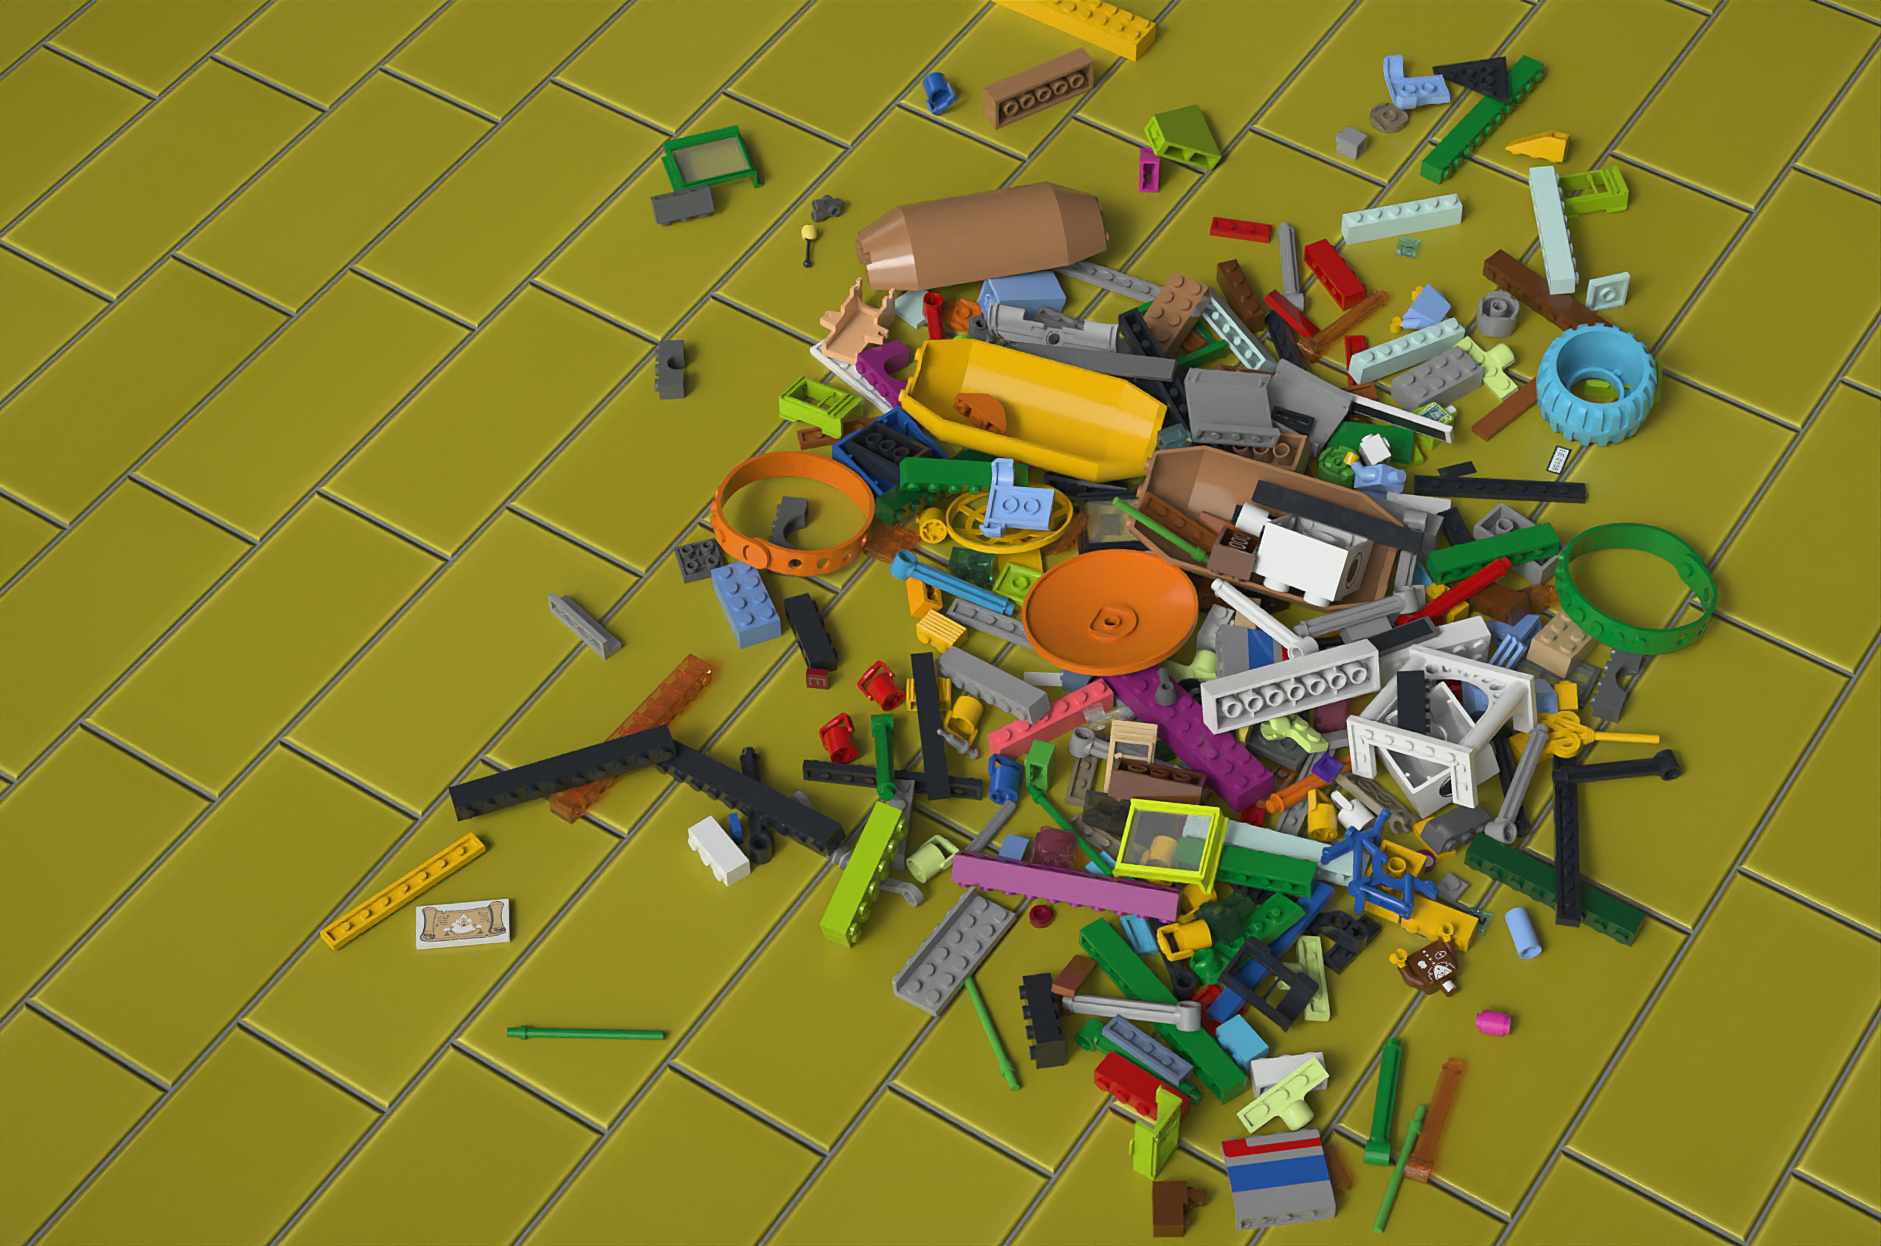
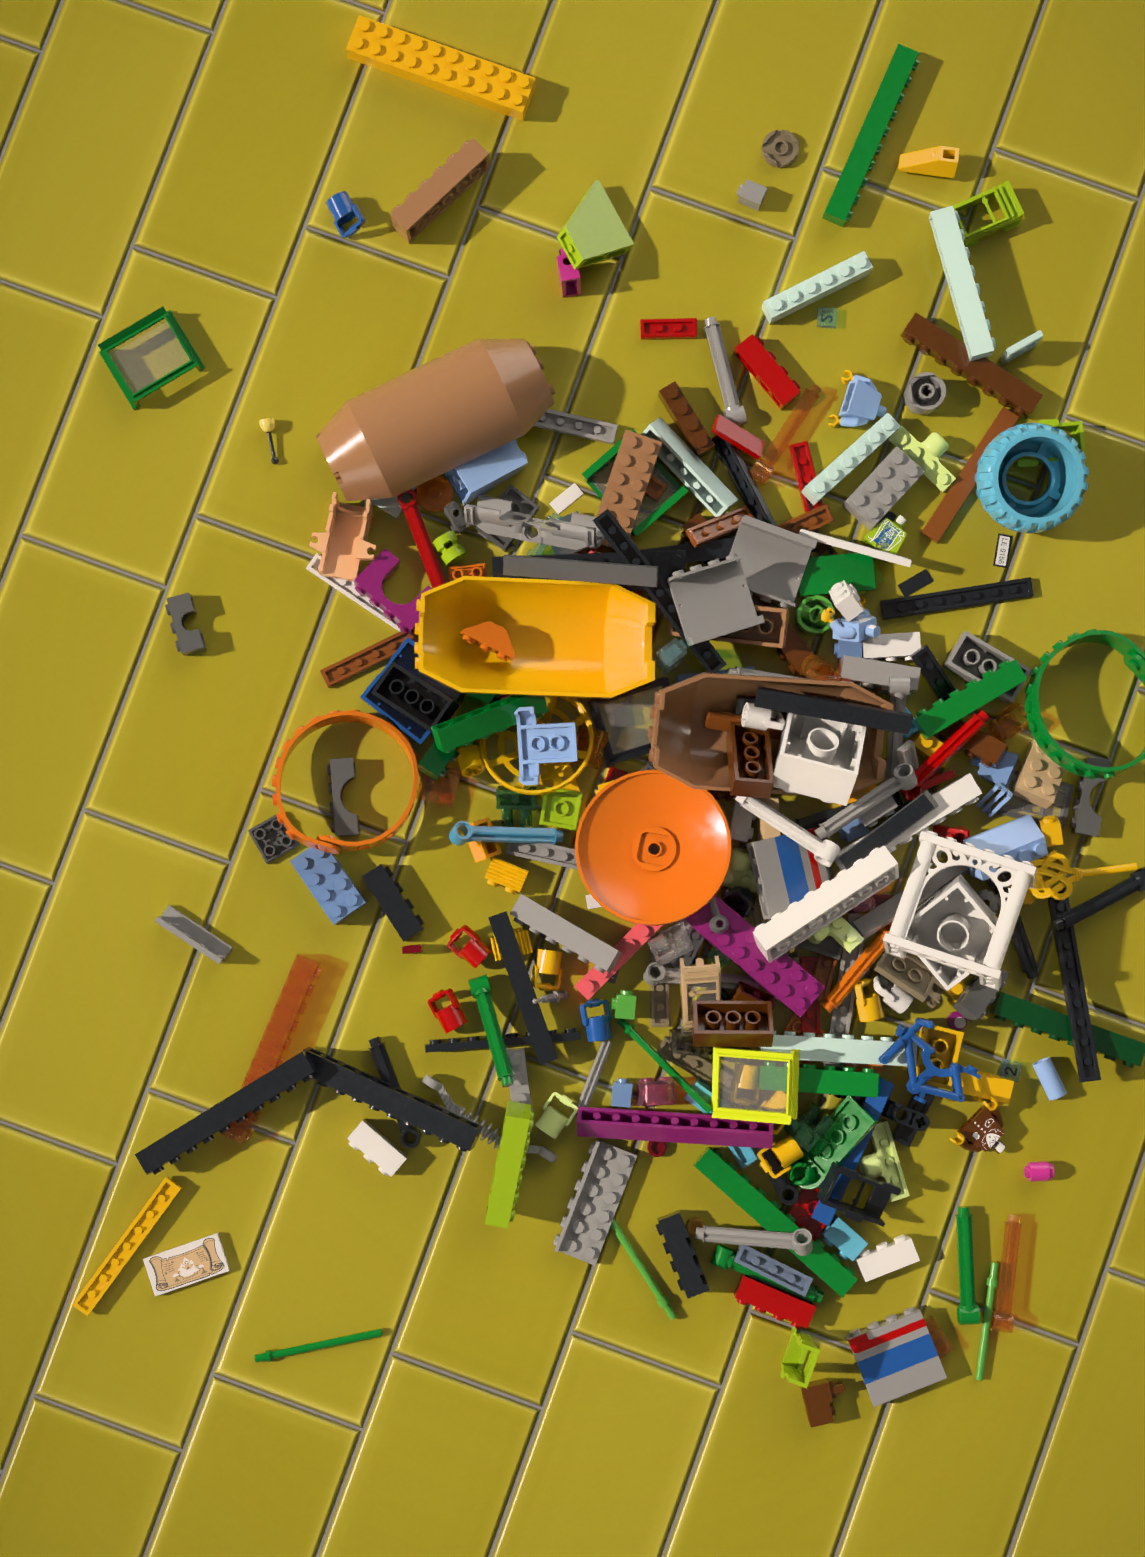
camera: 15 degrees left, 35 degrees up
(682, 204) = (138, 417): dark grey brick -> none
(735, 828) = (385, 1122): blue tile -> none
(825, 207) = (275, 386): dark grey plate -> none
(829, 420) = (355, 653): lime piece -> none
(1056, 320) = (529, 491): light grey hinge -> none
(1074, 976) = (699, 1210): dark orange tile -> none
(1177, 522) = (691, 735): dark orange tile -> none
(1196, 552) = (713, 761): bright green bar -> none
(1285, 1099) = (890, 1289): yellowish green plate -> none
(1291, 422) = (748, 575): black tile -> none
(1327, 768) = (867, 964): dark purple plate -> none
(1412, 91) = (798, 109): light blue piece -> none
(1412, 701) = (937, 915): black brick -> none
(1451, 888) = (984, 1043): light grey plate -> none
(1481, 76) = (862, 81): black tile -> none
(1503, 826) = (1018, 983): light grey piece -> none

